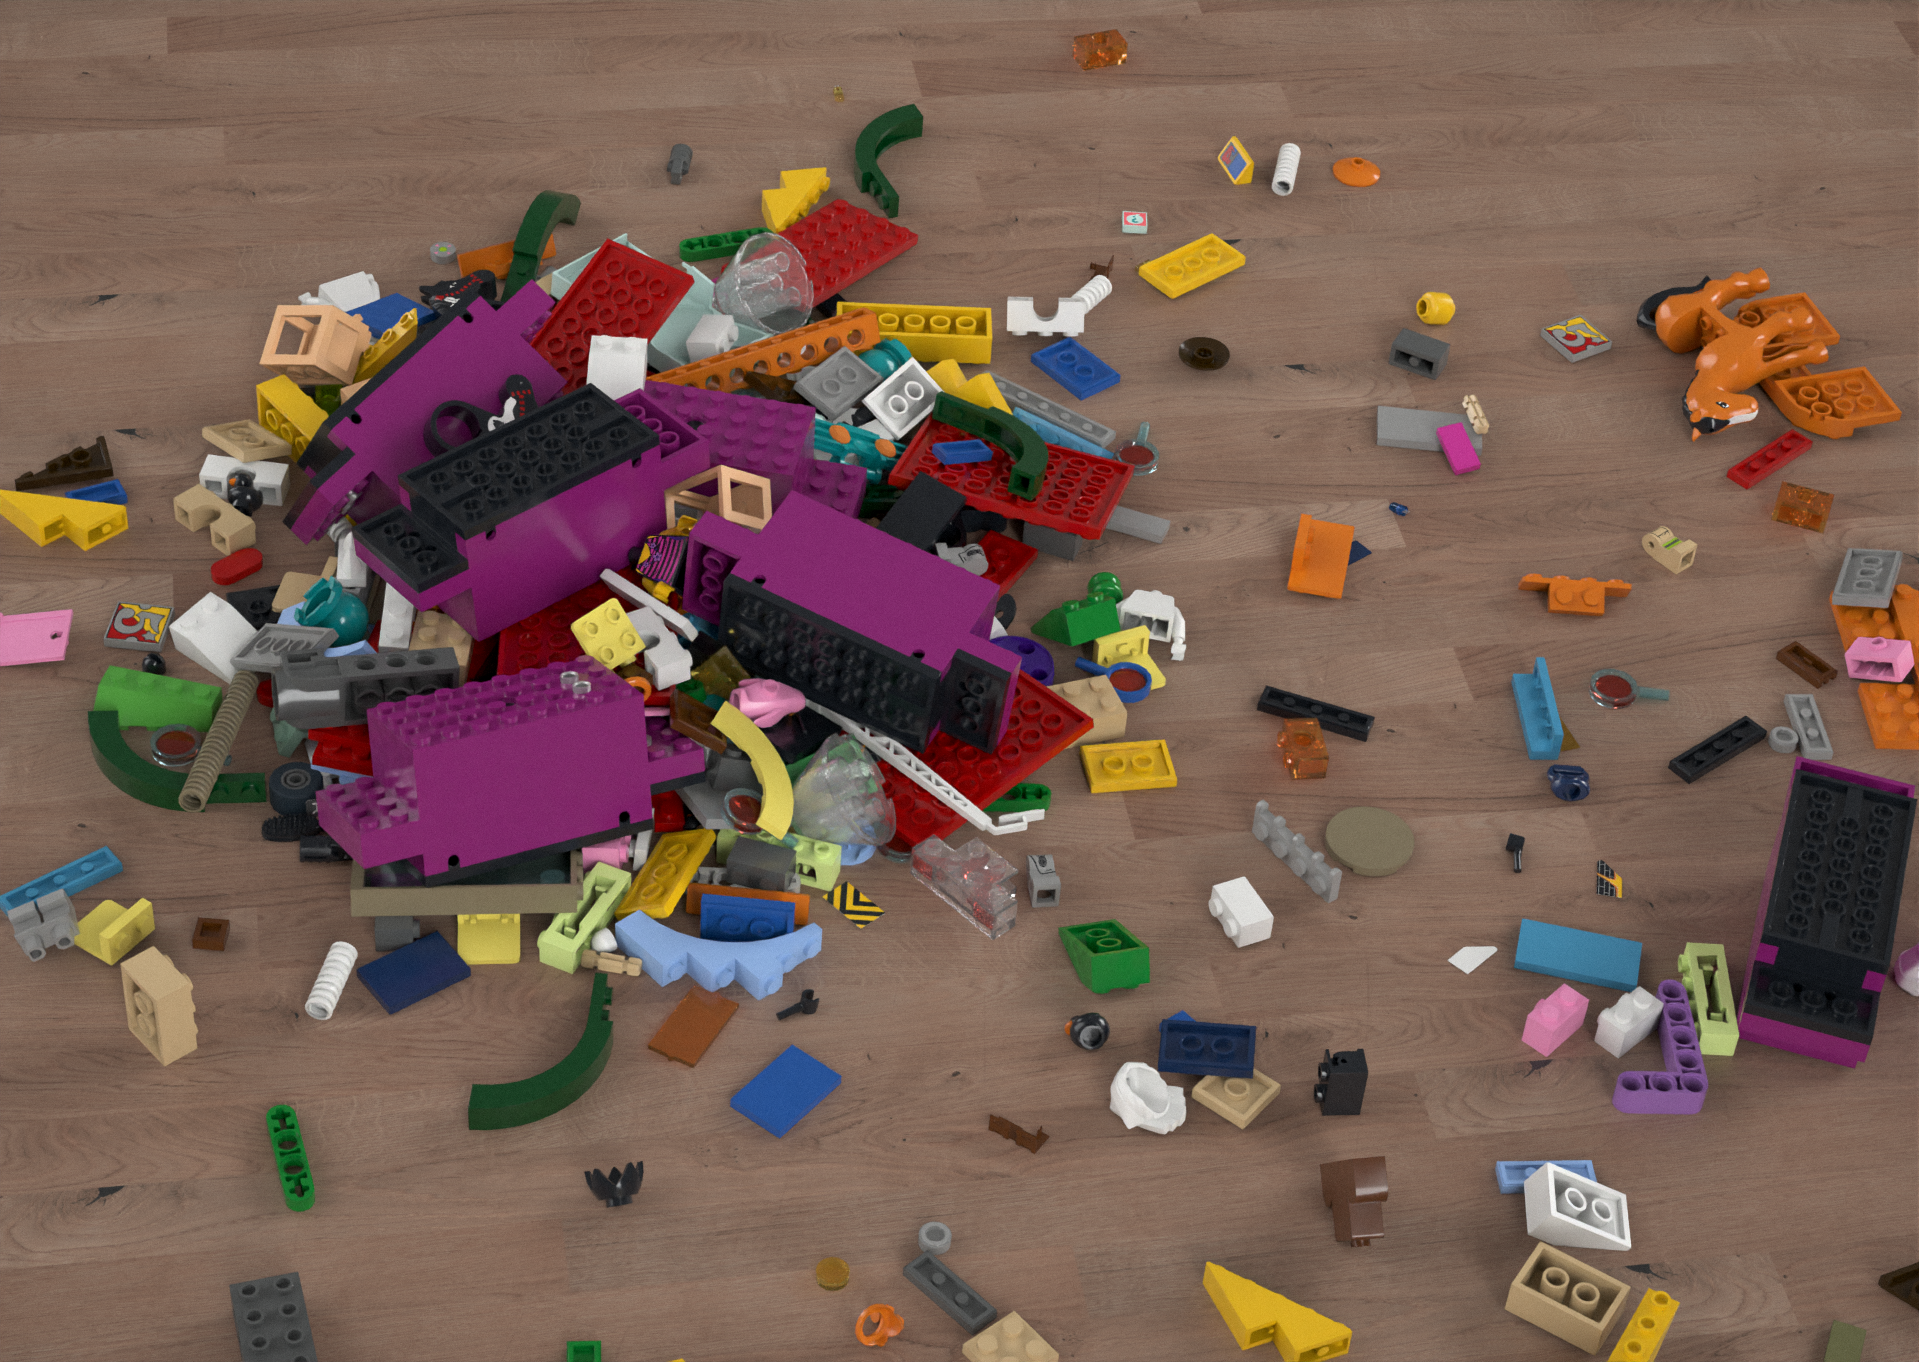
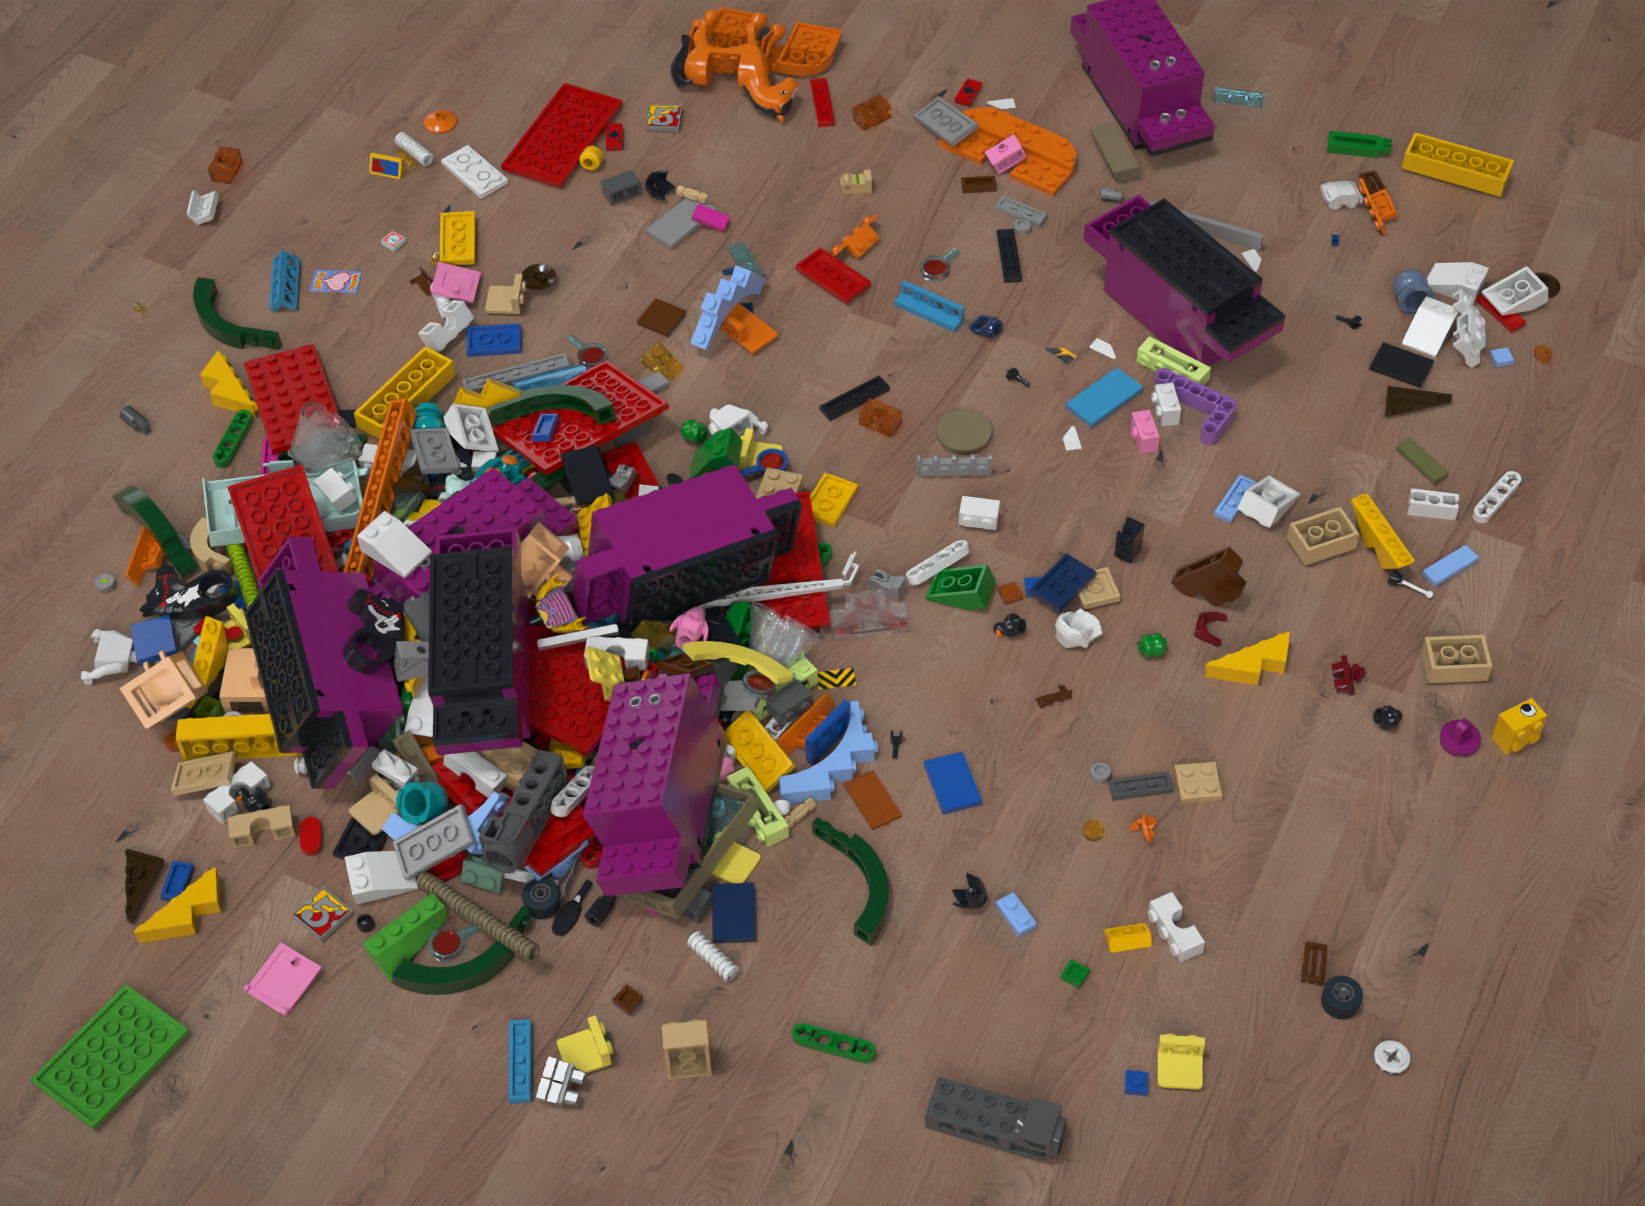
camera: 50 degrees left, 10 degrees up
(629, 1252) = (1016, 914): none -> light blue plate
(997, 158) = (279, 280): none -> dark azure fence
(1021, 61) = (202, 208): none -> white bracket
(1030, 210) = (335, 281): none -> sticker
(1120, 293) = (455, 282): none -> bright pink container
(1124, 912) = (937, 562): none -> white beam
(1147, 345) = (506, 298): none -> tan bracket
(1147, 1010) = (1010, 593): none -> clear orange tile
(1184, 512) = (659, 359): none -> clear yellow arch
(1193, 1193) = (1152, 645): none -> green piece
(1258, 485) = (661, 317): none -> reddish brown tile
(1263, 169) = (406, 158): none -> clear yellow tile
(1288, 1235) = (1201, 631): none -> dark red helmet
(1309, 232) = (474, 171): none -> white piece
(1331, 505) = (717, 306): none -> light blue arch
(1427, 516) = (744, 258): none -> clear light blue tile
(1462, 266) = (560, 134): none -> red plate
(1467, 376) = (661, 187): none -> black piece
(1490, 599) = (833, 275): none -> red plate
(1496, 313) = (614, 137): none -> red tile
(1666, 918) = (1103, 347): none -> white sticker

